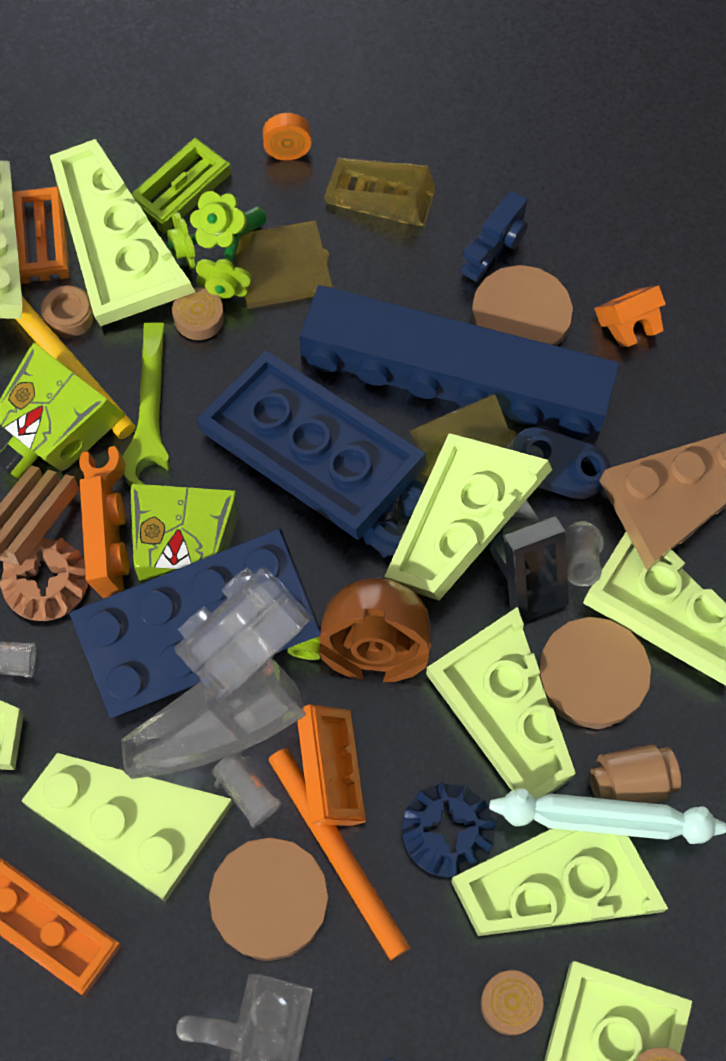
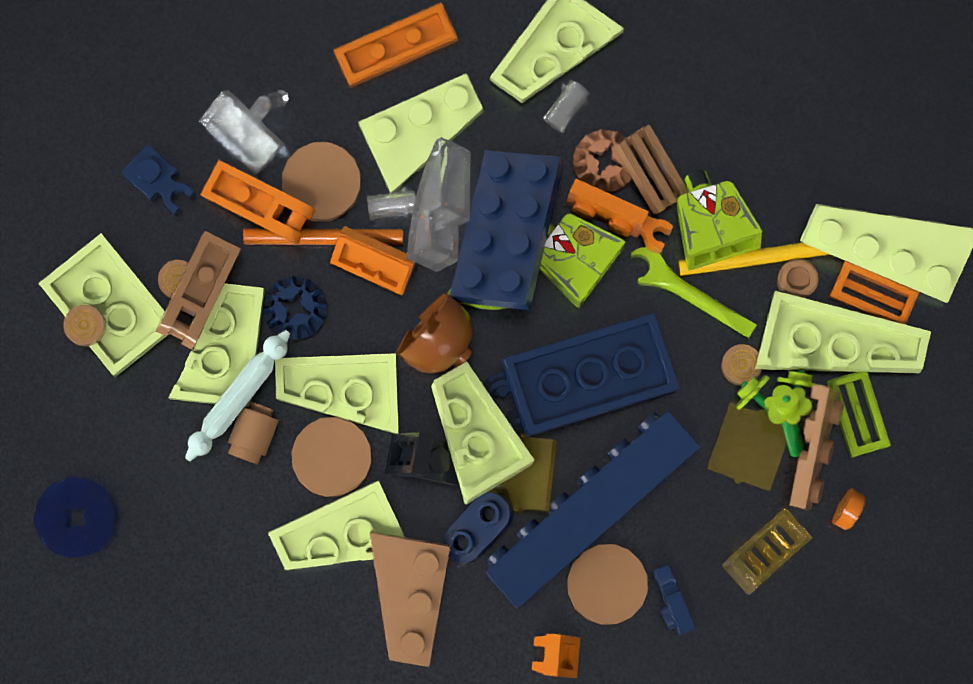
camera: 125 degrees right, 15 degrees up
(241, 632) = (472, 244): clear brick -> none
(249, 180) = (817, 431): none -> medium nougat wing
(348, 961) = (256, 201): none -> orange plate
(511, 958) = (199, 288): none -> medium nougat plate
(583, 548) = (414, 504): clear pin -> none

